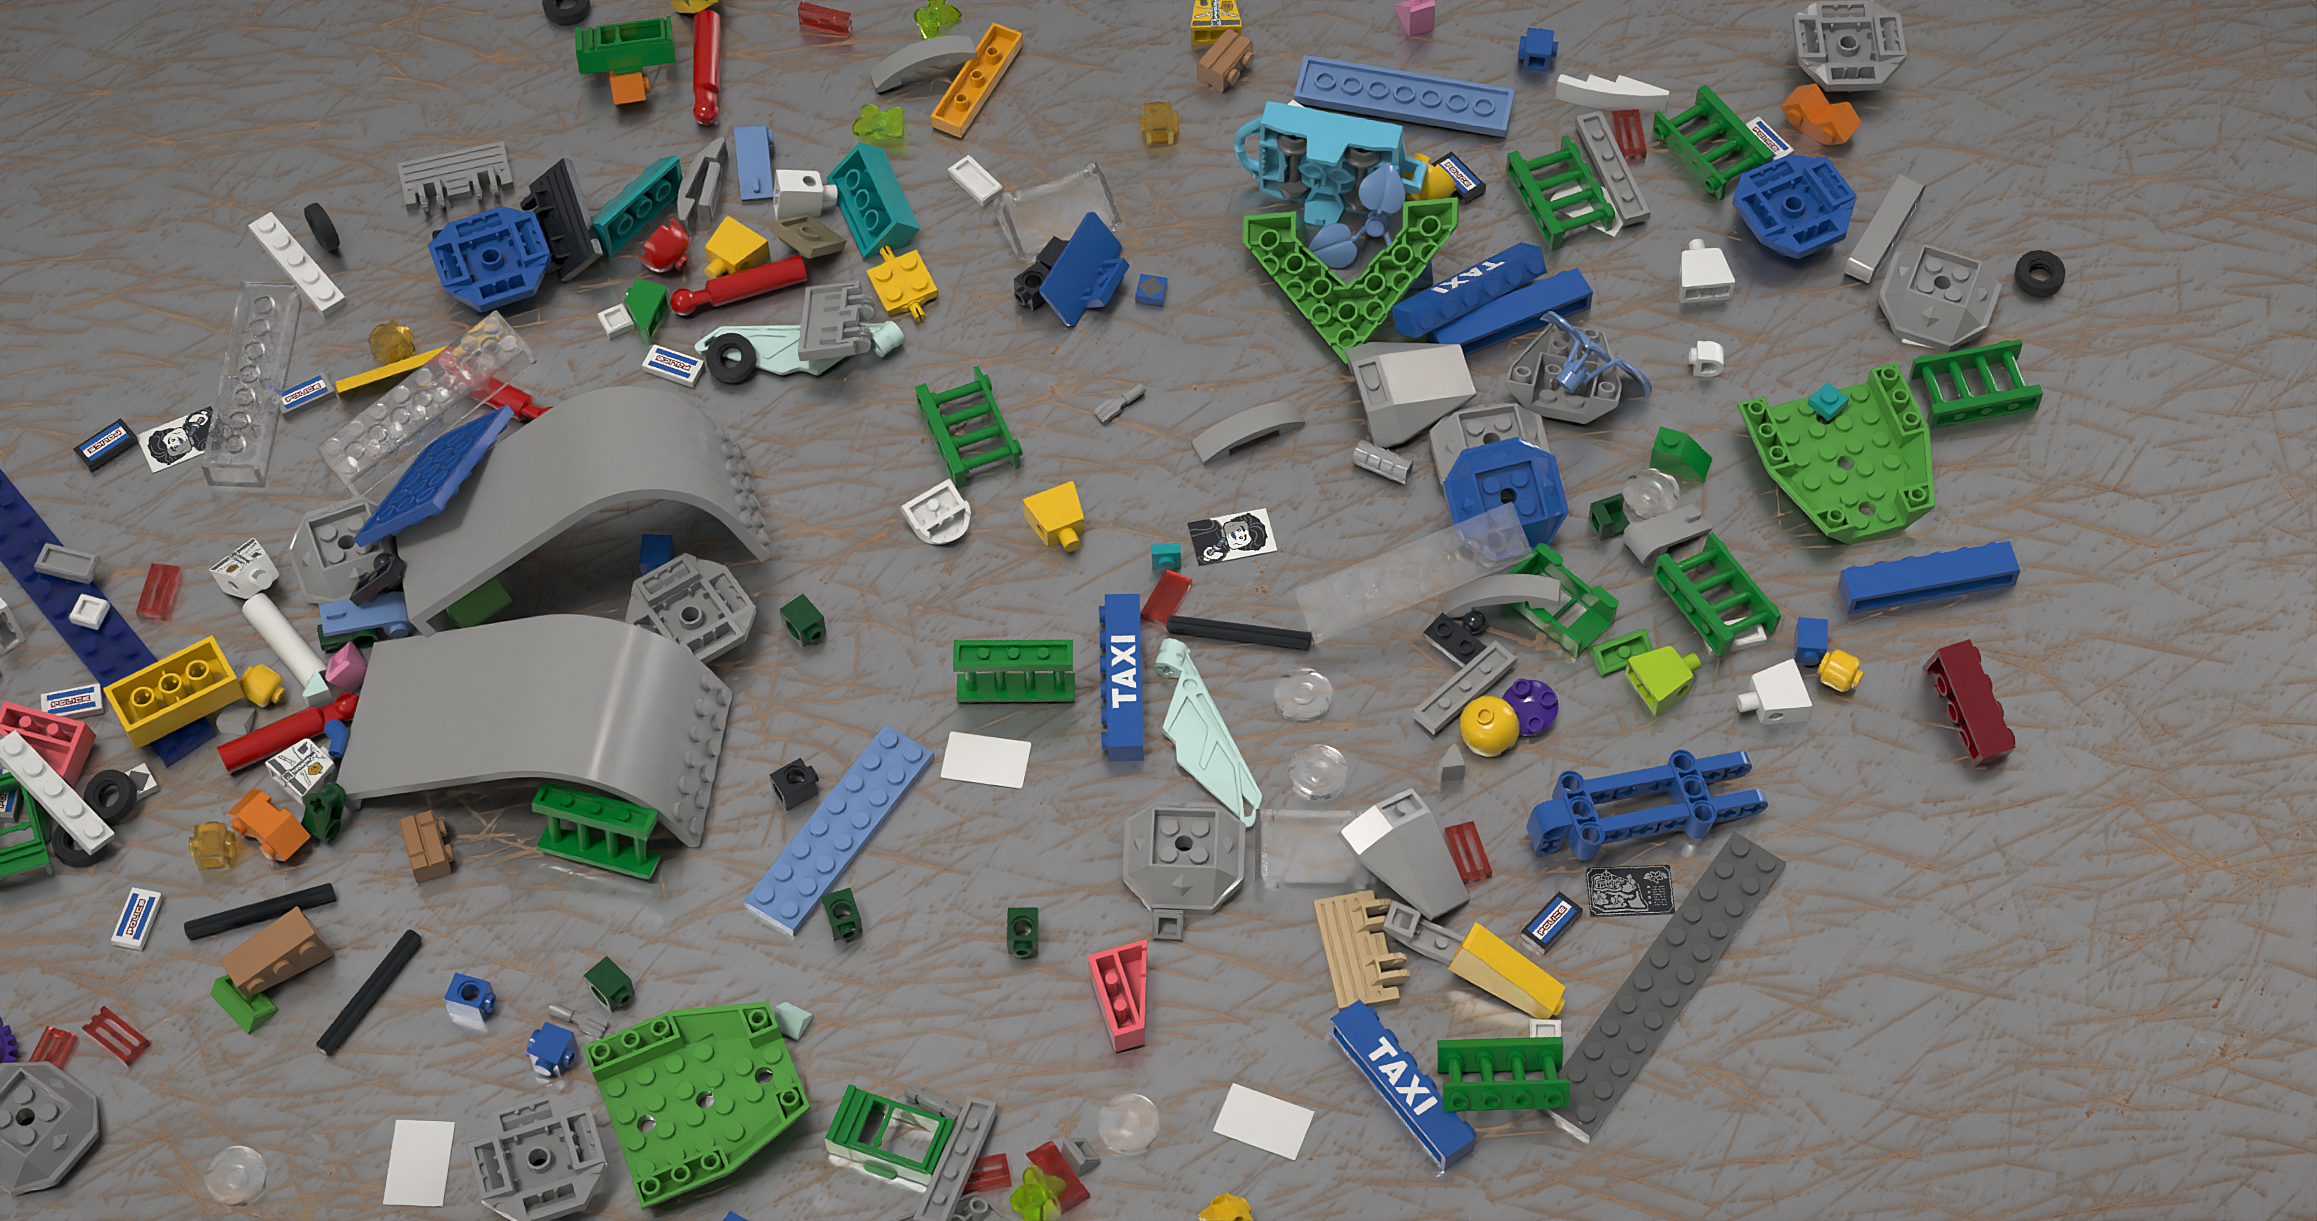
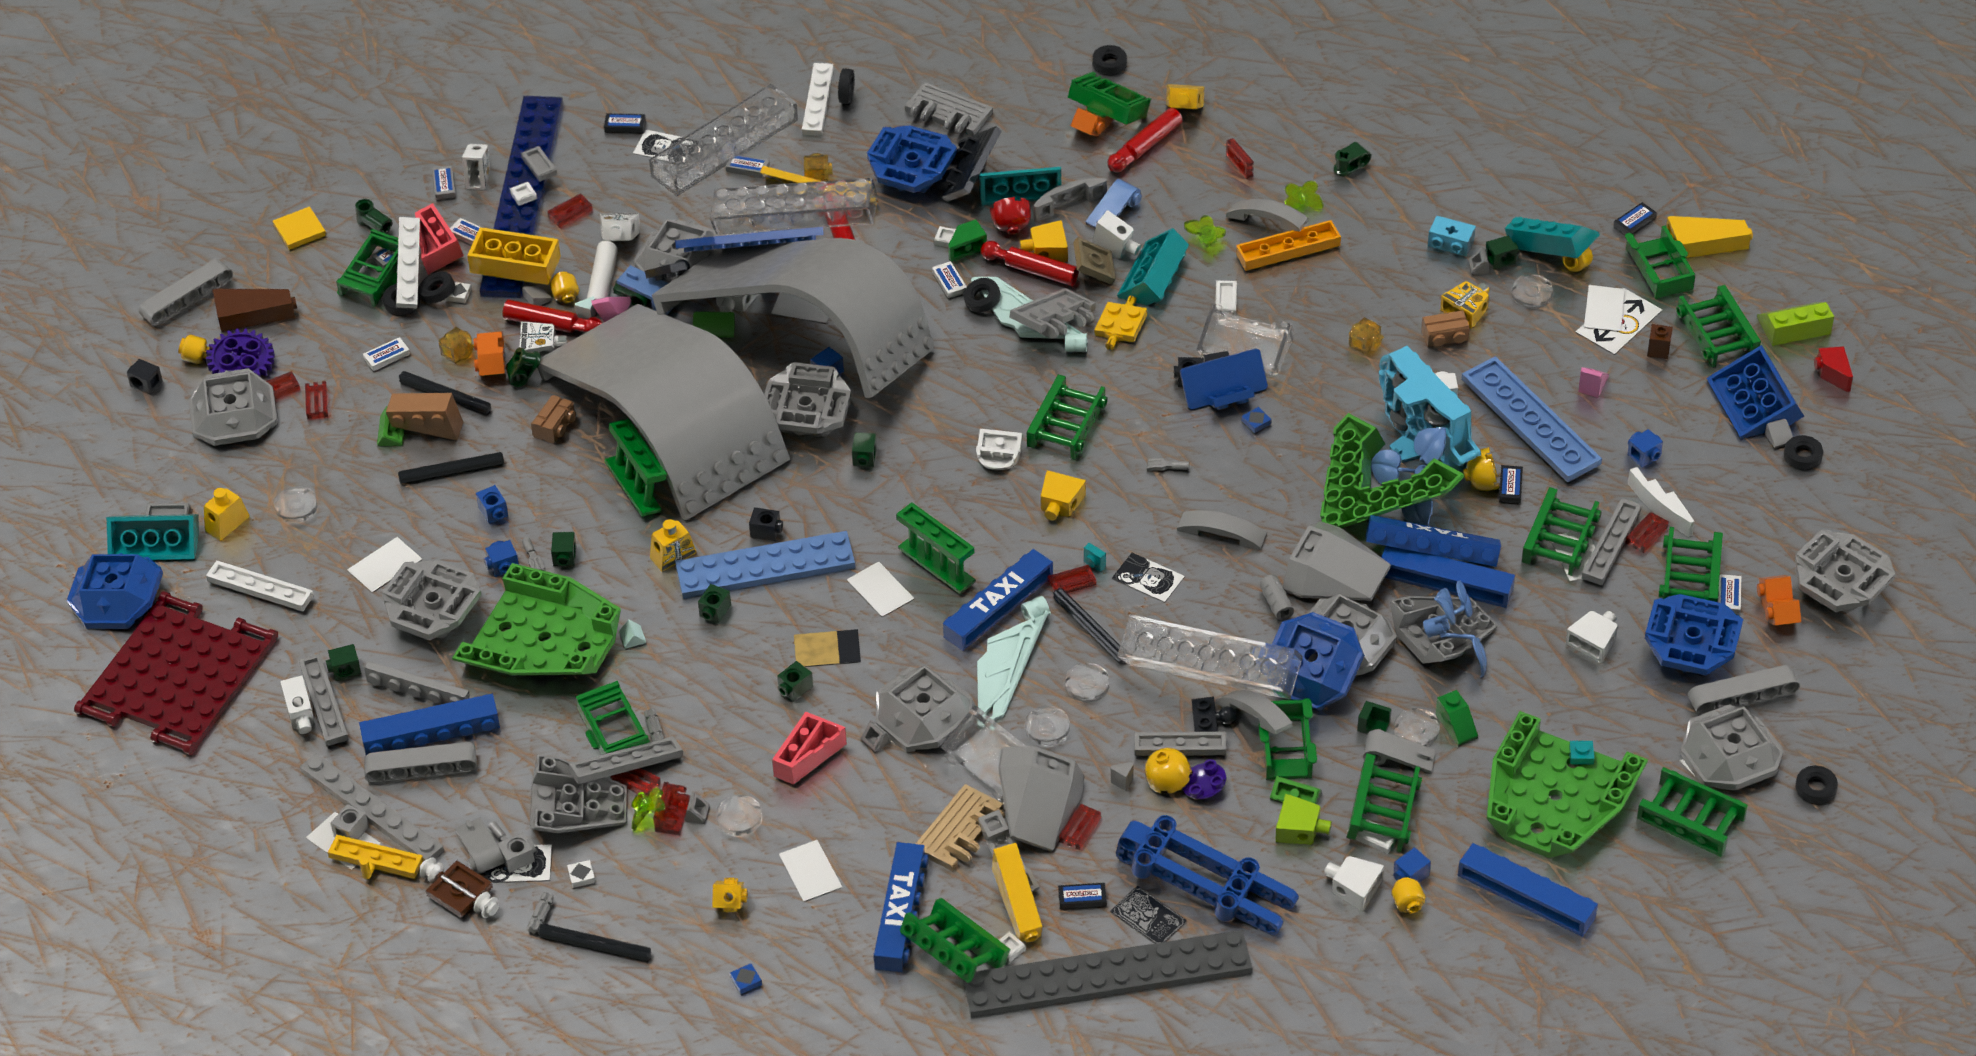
camera: 45 degrees right, 10 degrees down
(339, 735) = (570, 333): blue arm -> none
(710, 192) = (1070, 204): light grey tile -> none
(728, 880) = (670, 544): none -> yellow torso
(1005, 868) = (827, 647): none -> pearl gold sticker
(1707, 359) = (1539, 680): white plate -> none
(1971, 701) = (1464, 968): dark red wedge -> none

